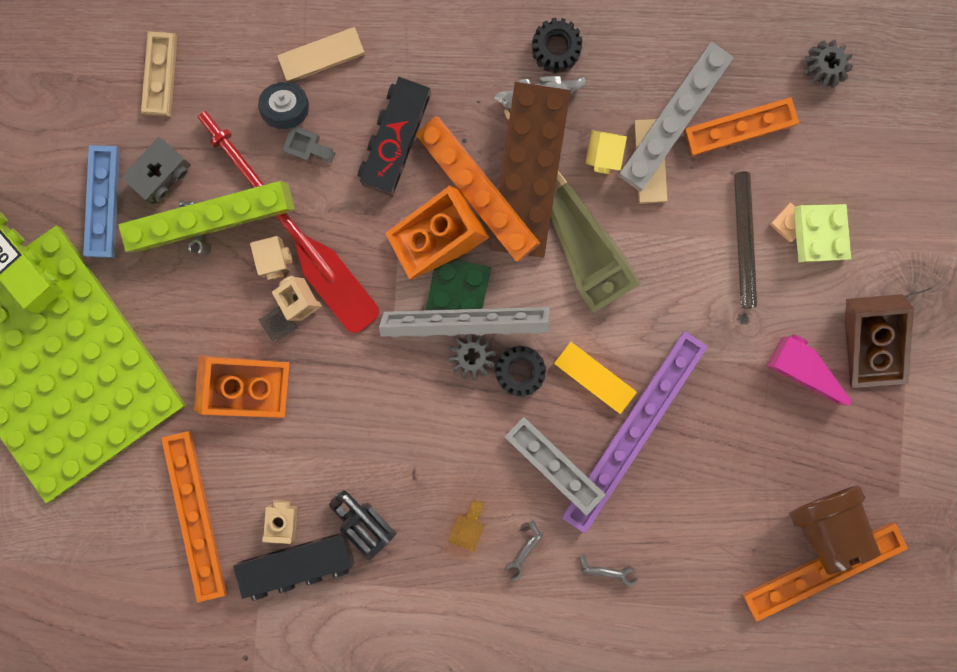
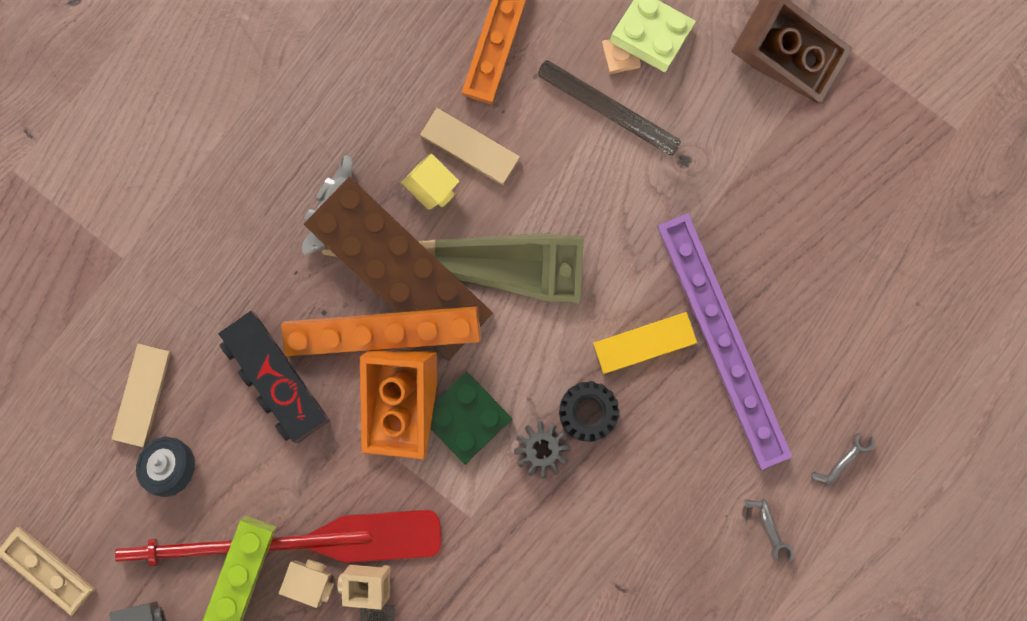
camera: 50 degrees left, 5 degrees down
(305, 144) = (218, 473): dark grey plate -> none
(465, 321) = (503, 433): light grey plate -> none
(467, 529) = (711, 571): clear yellow plate -> none
(555, 466) = (705, 440): light grey plate -> none
(561, 29) = (281, 146): black tyre -> none
(675, 116) = (444, 94): light grey plate -> none
(806, 367) = (772, 133): dark pink slope -> none
(812, 577) = (983, 250): orange plate -> none
(838, 529) = (949, 209): reddish brown piece -> none

